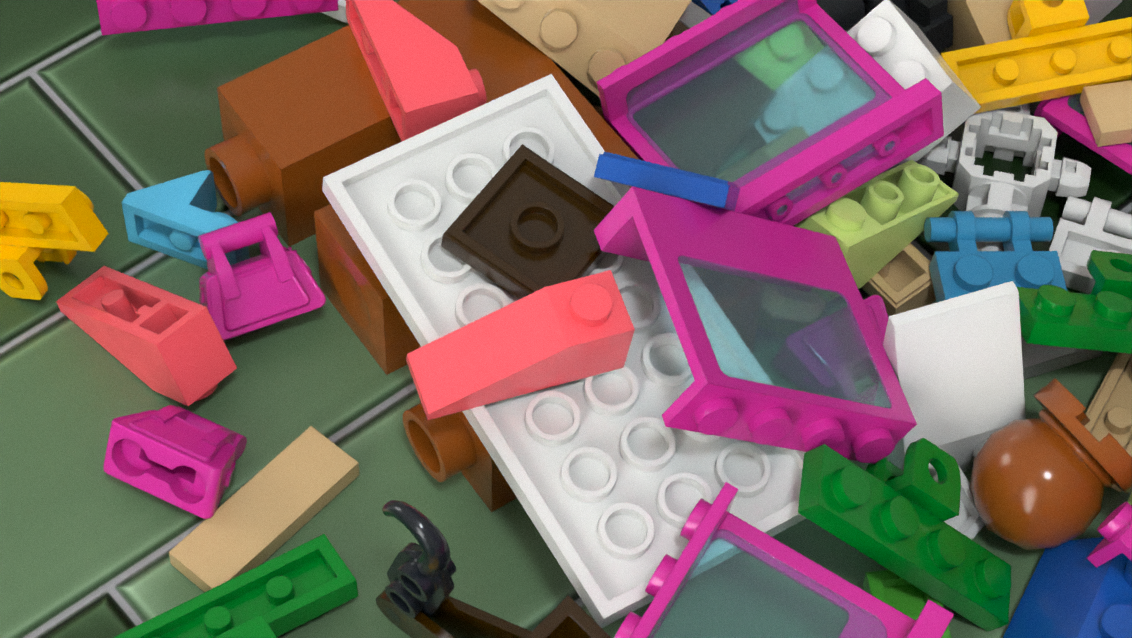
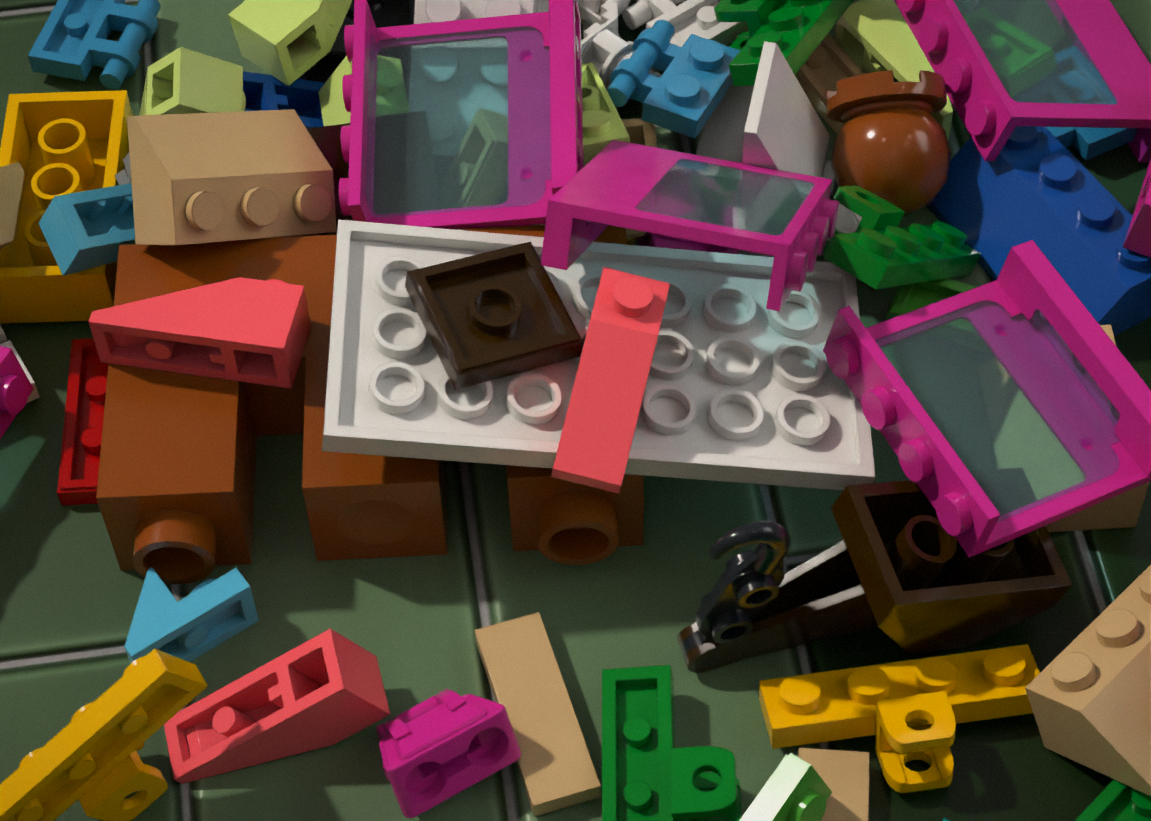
camera: 55 degrees left, 0 degrees up
(256, 289) = (306, 592): dark pink piece -> none
(667, 180) = (526, 192): blue tile -> none

